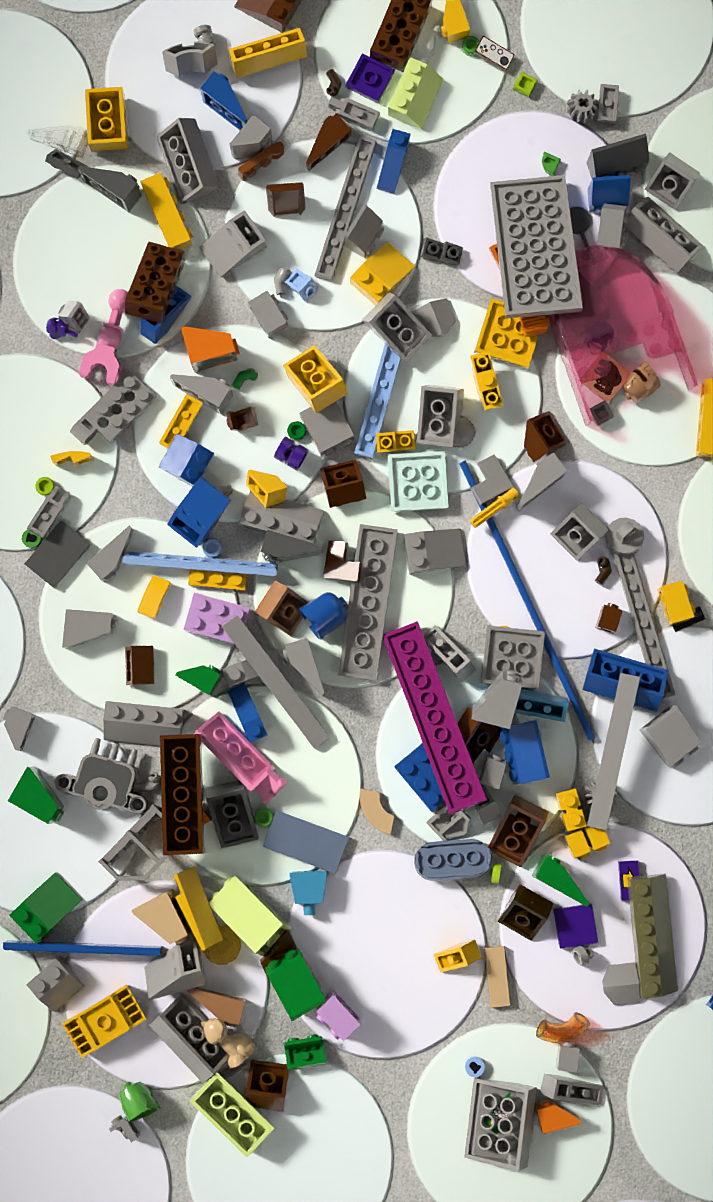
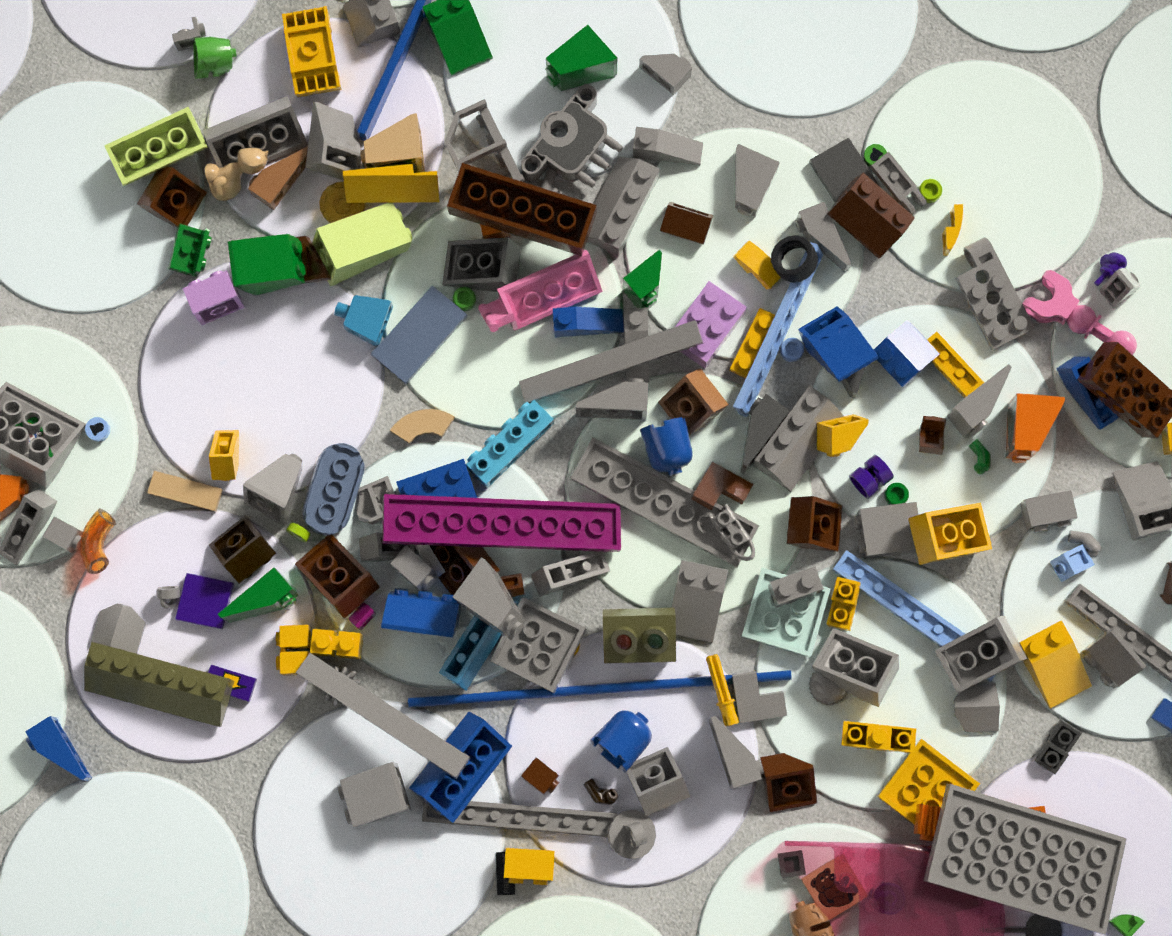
camera: 115 degrees right, 5 degrees down
(82, 703) = (666, 146): none -> light grey slope
(84, 523) = (870, 215): none -> reddish brown slope
(135, 582) = (786, 245): none -> black tyre
(367, 736) = (510, 443): none -> medium azure brick
(376, 537) = (736, 537): none -> light grey piece
(398, 479) = (795, 587): none -> light grey brick
(469, 905) = (274, 488): none -> light grey slope
(473, 693) = (514, 584): none -> reddish brown plate
(478, 582) = (639, 635): none -> olive piece
(541, 799) = (362, 616): none -> magenta slope
(558, 566) = (623, 738): none -> blue cylinder

